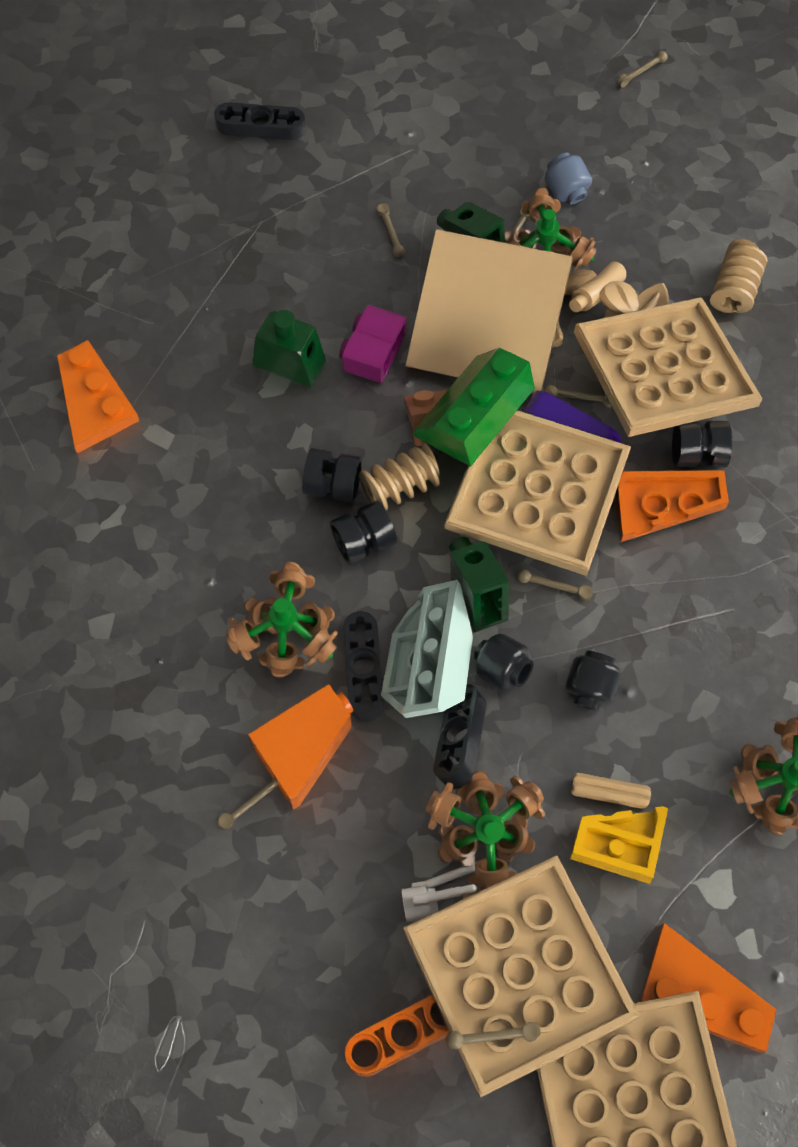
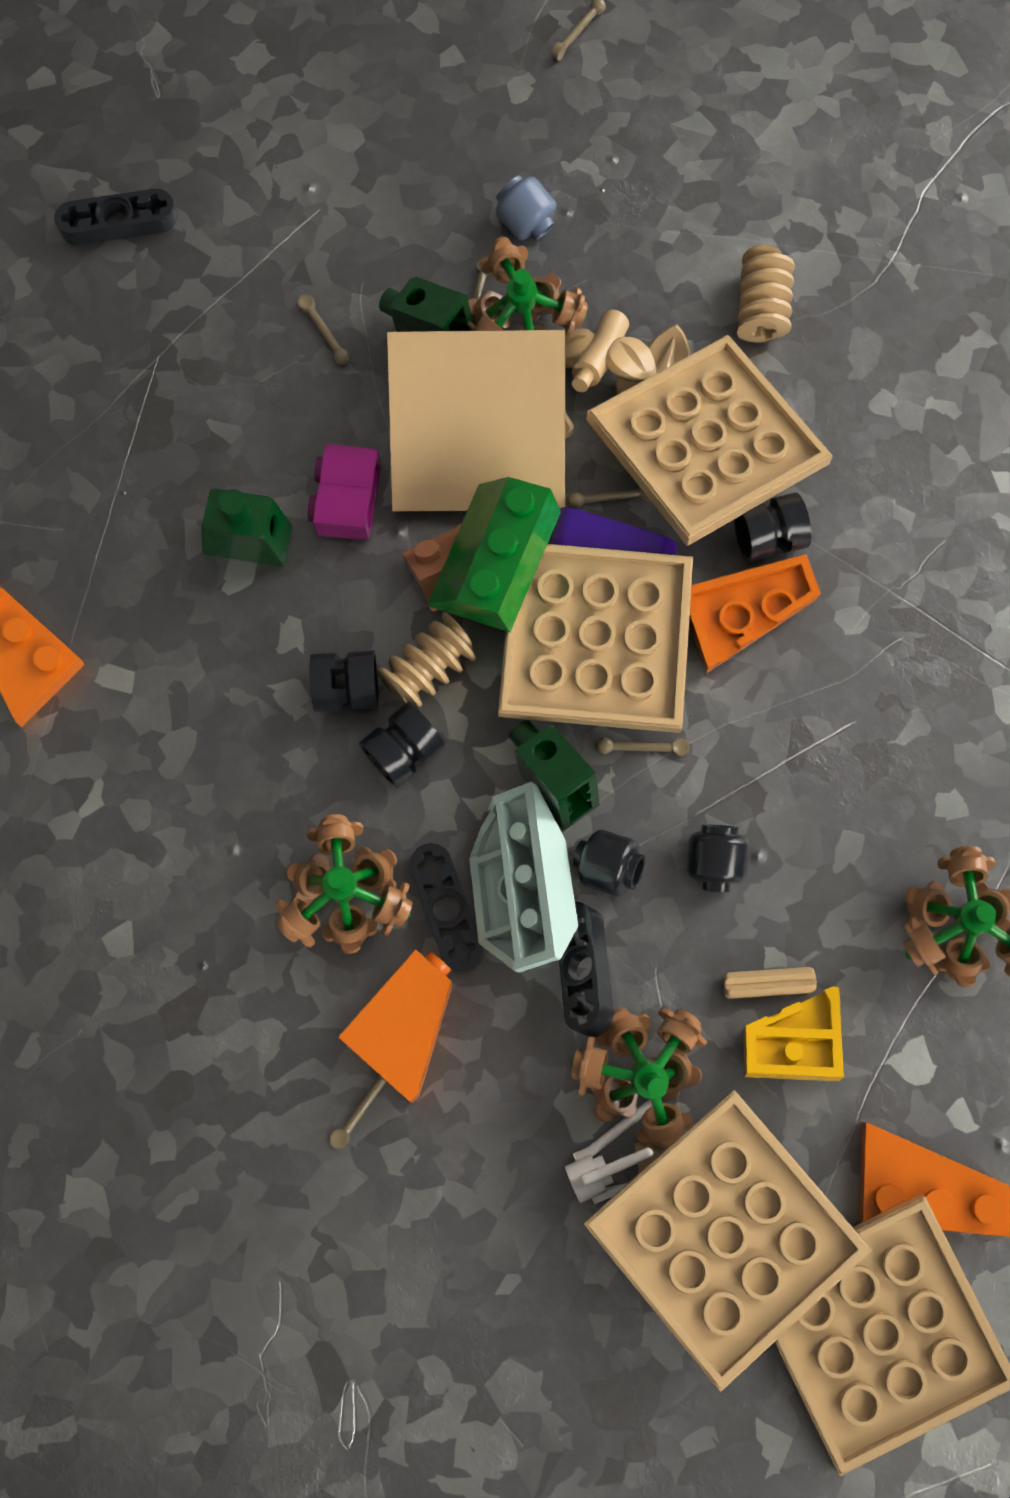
camera: 15 degrees left, 10 degrees up
(388, 1051) = (603, 1358): orange beam -> none
(529, 1032) = (755, 1304): dark tan hinge -> none

